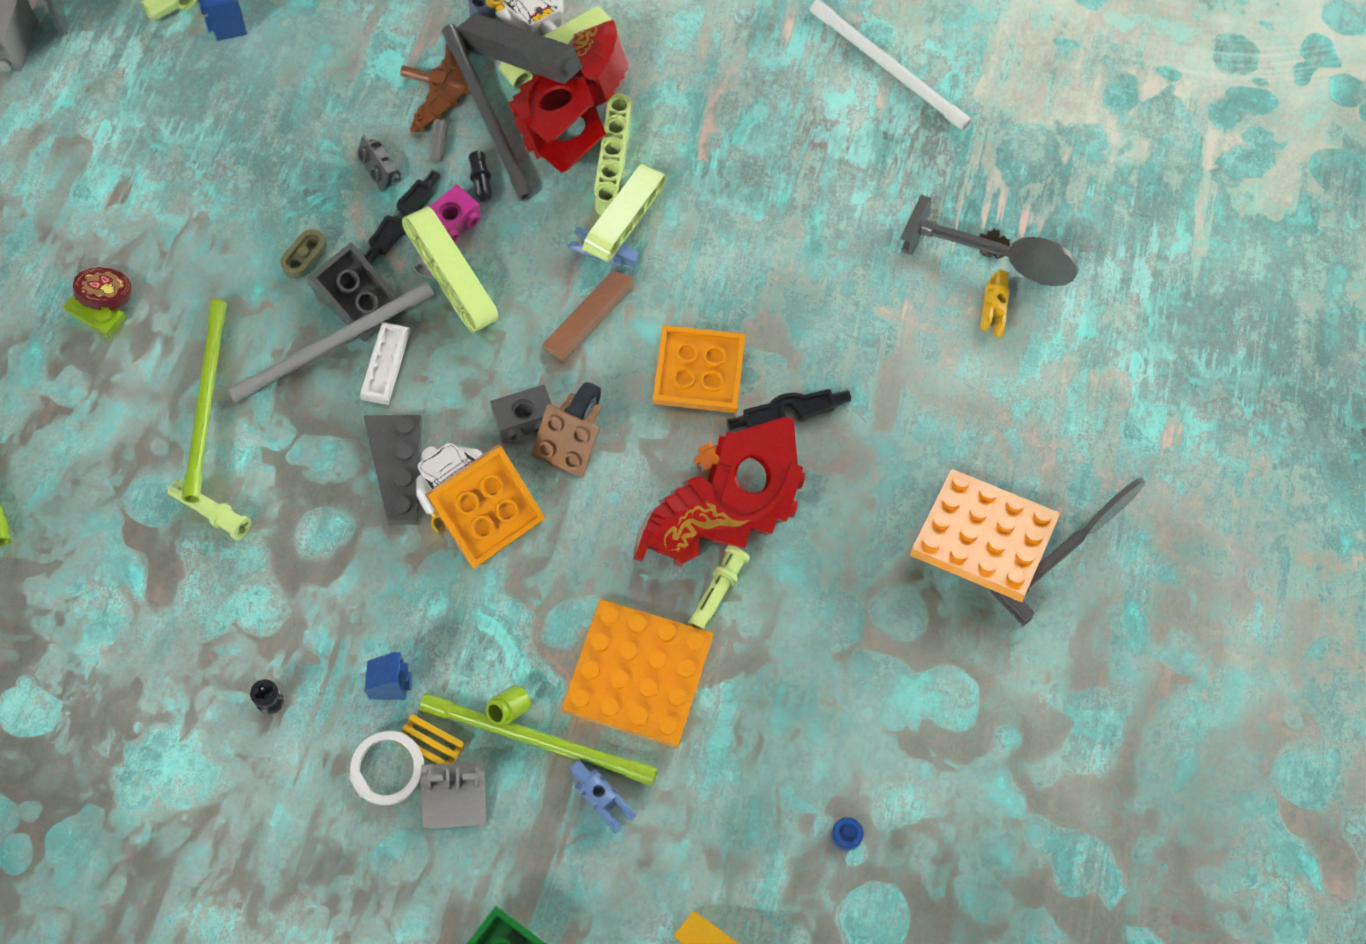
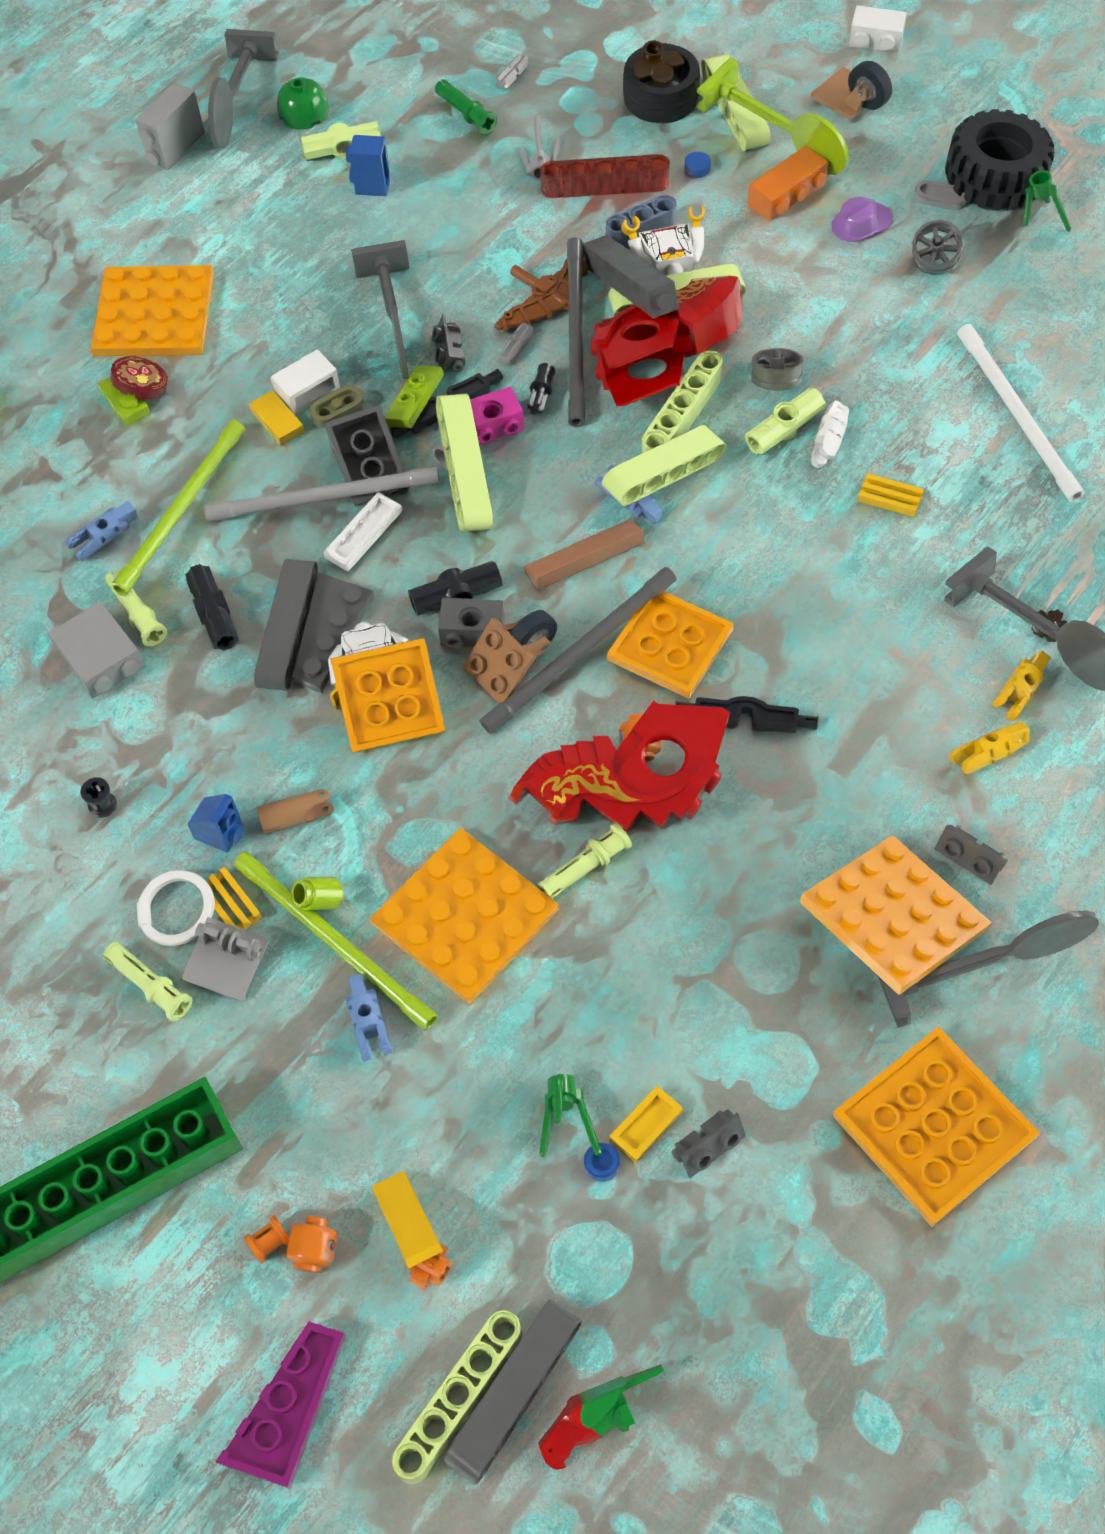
camera: 30 degrees right, 5 degrees down
(78, 217) = (153, 310): none -> light orange plate
(146, 434) = (102, 530): none -> medium blue hinge
(194, 562) = (96, 649): none -> light grey brick
(251, 282) = (276, 417): none -> yellow tile
(263, 240) = (305, 381): none -> white brick
(278, 100) = (380, 261): none -> dark grey piece
(281, 483) = (211, 607): none -> black piece
(358, 474) = (286, 624): none -> dark grey beam
(371, 220) = (414, 396): none -> lime plate
(407, 846) = (157, 988): none -> yellowish green pin
(448, 641) = (294, 810): none -> medium nougat piece
(492, 385) = (455, 584): none -> black piece
(589, 480) = (504, 711): none -> dark grey piece
(678, 92) = (777, 369): none -> flat silver wheel
(700, 147) = (785, 421): none -> yellowish green piece
(747, 136) = (830, 434): none -> white hinge
(793, 793) = (561, 1097): none -> green plant
(819, 170) = (891, 491): none -> yellow tile
(868, 788) = (646, 1124): none -> yellow tile
(920, 793) = (722, 1133): none -> dark grey hinge
(995, 366) = (991, 747): none -> yellow hinge
(1024, 463) = (964, 851): none -> dark grey hinge
(1088, 695) = (935, 1125): none -> light orange plate

